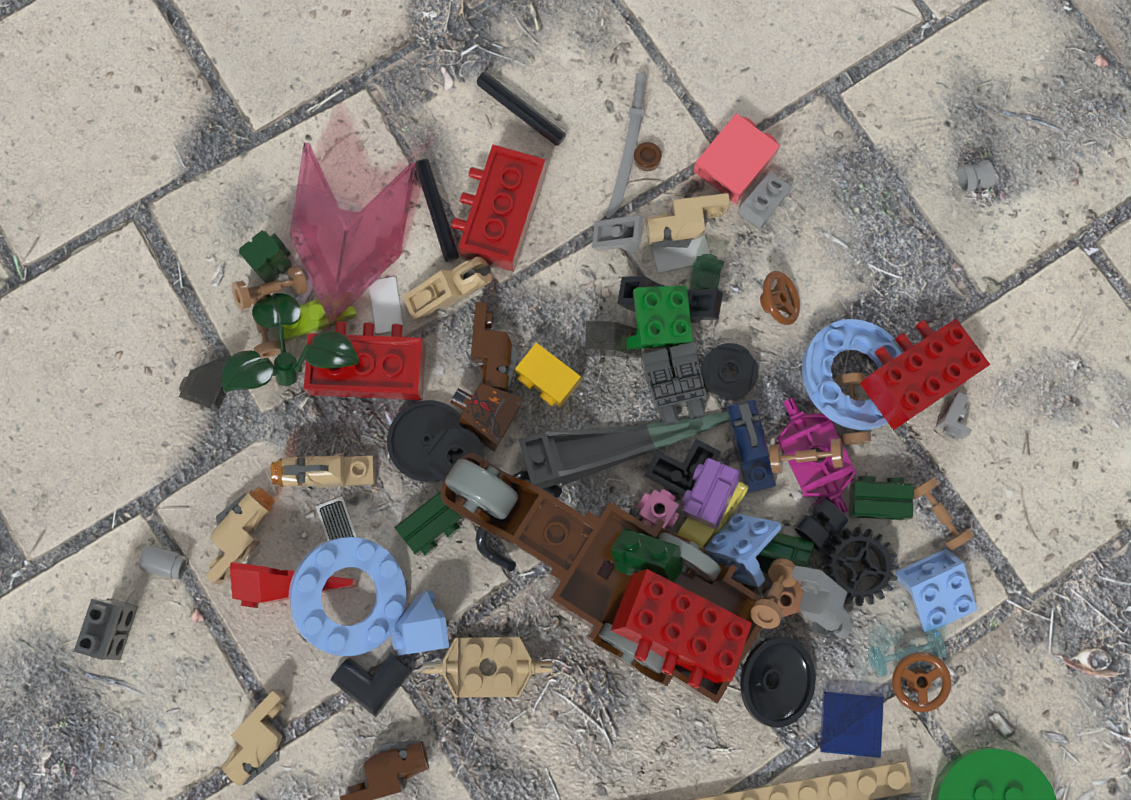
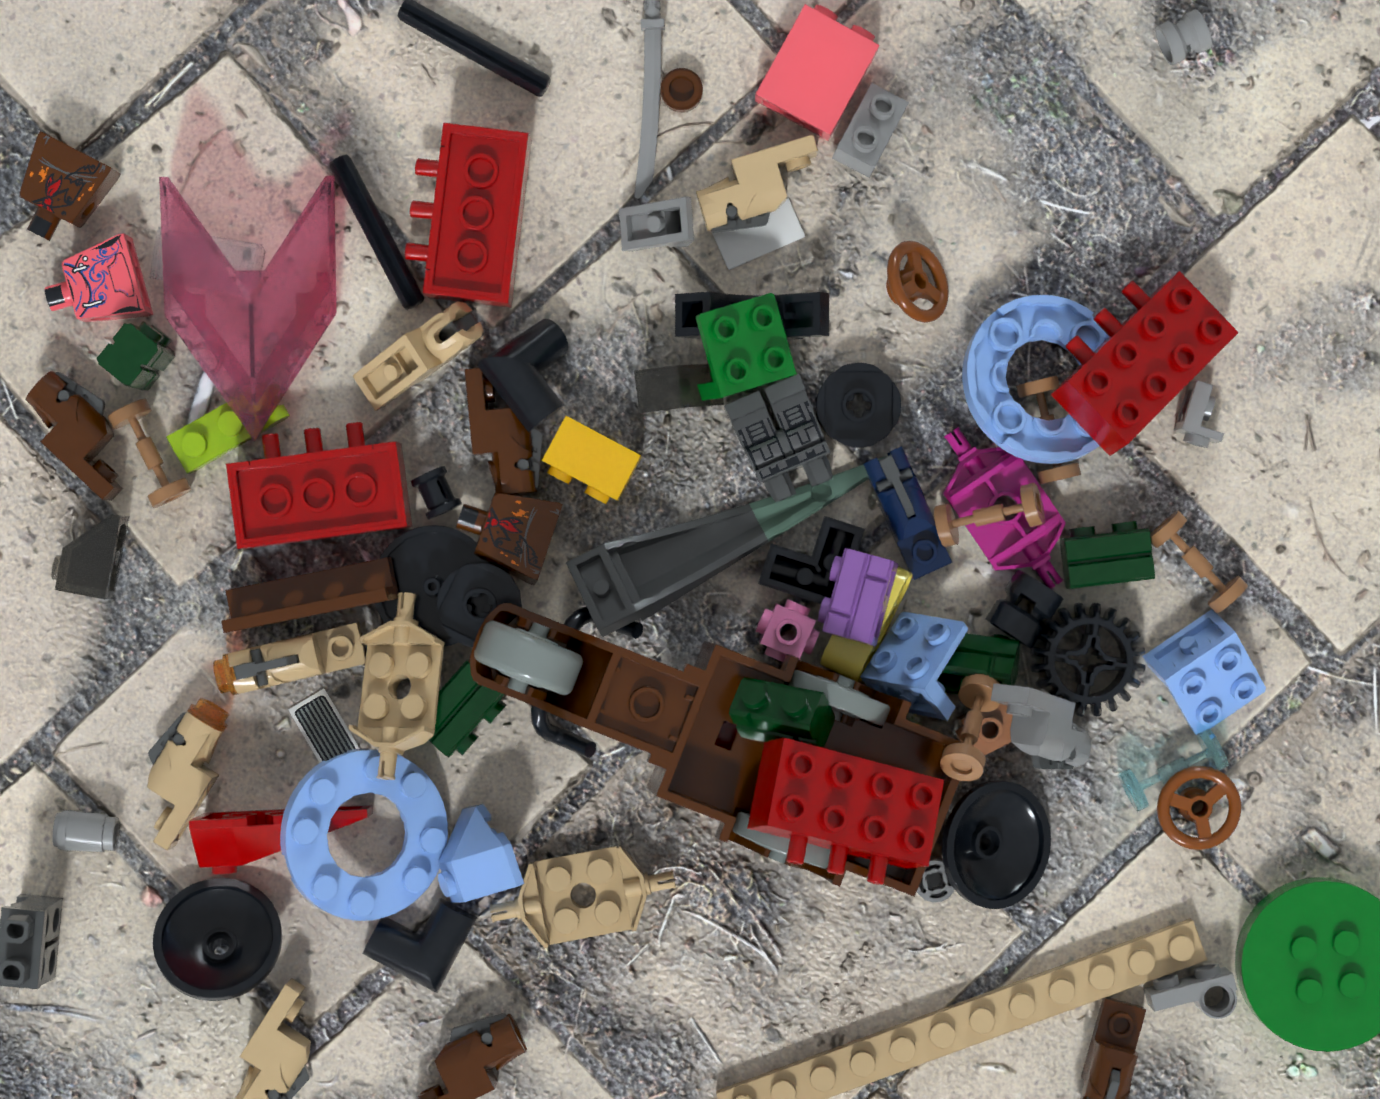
camera: 15 degrees left, 10 degrees up
(216, 299) = (77, 430): none -> reddish brown plate
(229, 637) = (211, 916): none -> black dish
(244, 146) = (63, 185): none -> reddish brown torso
(247, 369) = (154, 542): dark green plant -> none
(255, 209) = (102, 283): none -> coral torso
(296, 280) = (188, 380): medium nougat wheel -> none
(346, 431) = (310, 594): none -> reddish brown fence
(385, 304) = (329, 391): white sticker -> none
(393, 479) = (394, 654): none -> tan plate
(441, 379) = (436, 492): none -> black bush
(511, 308) = (517, 368): none -> black brick
(705, 272) = (799, 265): clear green bracket -> none
(729, 698) = (932, 878): none -> light grey wheel
(851, 724) = (1109, 882): clear blue tile -> none

